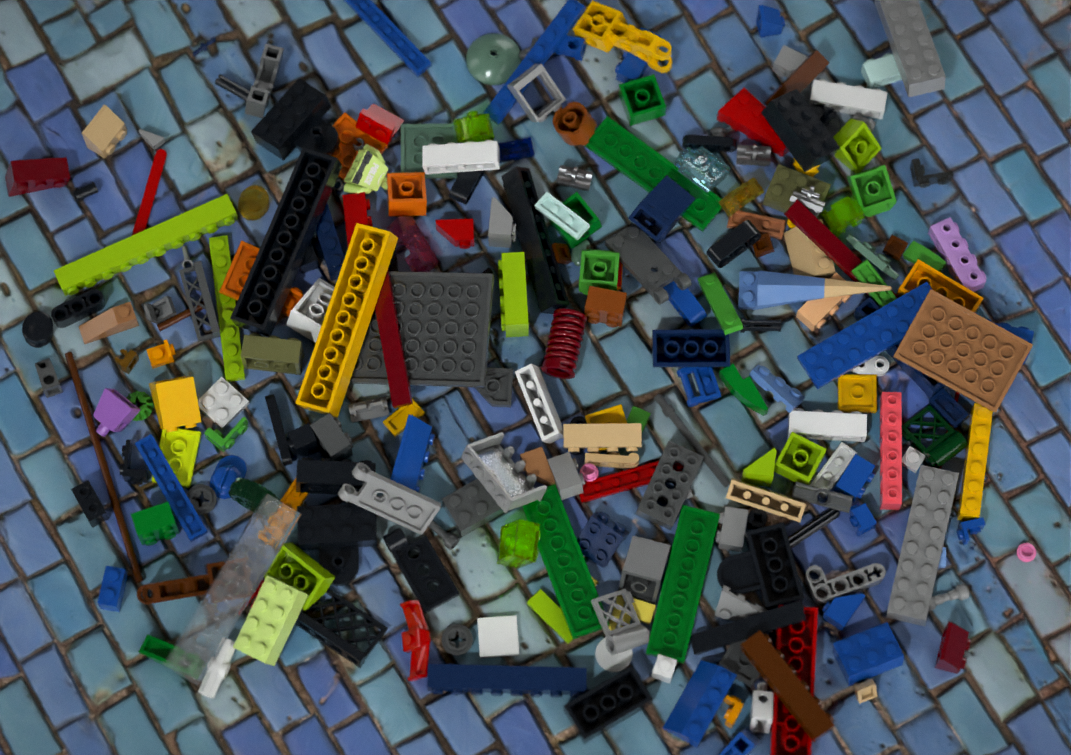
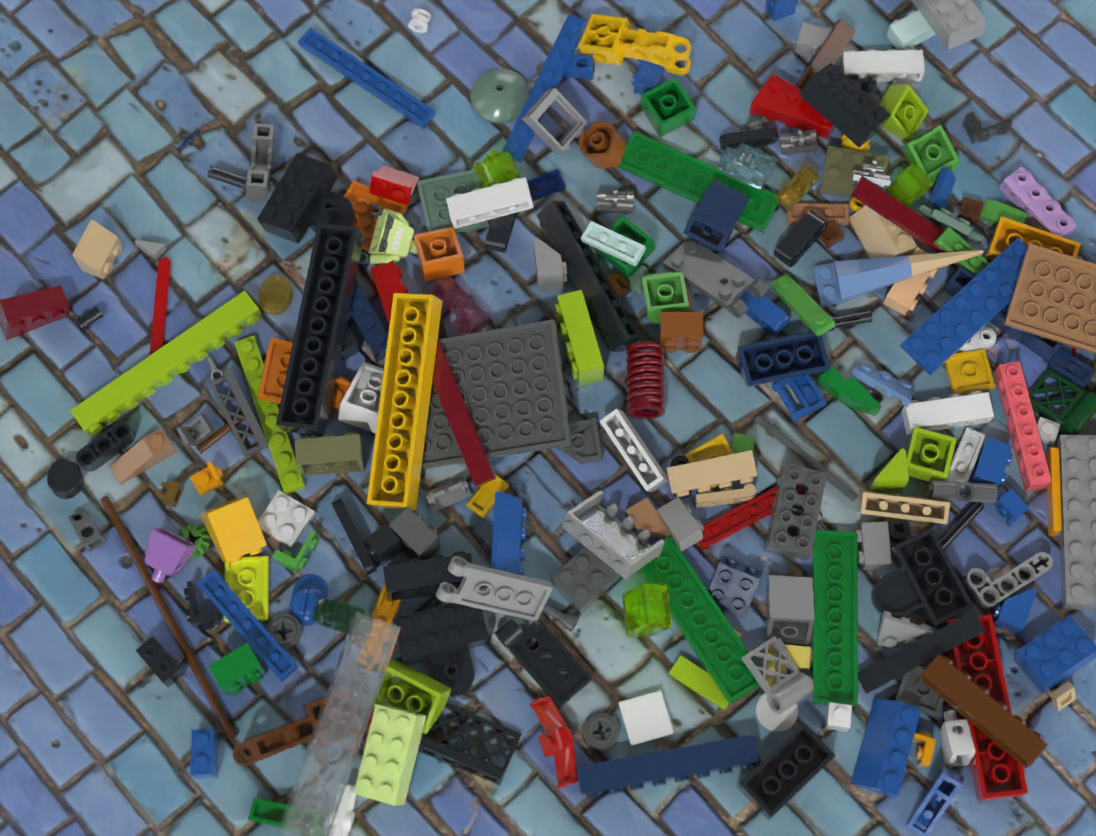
camera: 10 degrees left, 0 degrees up
(457, 231) = (502, 283): red slope -> none
(589, 472) = (704, 514): bright pink plate -> none
(874, 224) = (942, 189): none -> blue tile
(904, 512) = (1054, 493): none -> light orange tile

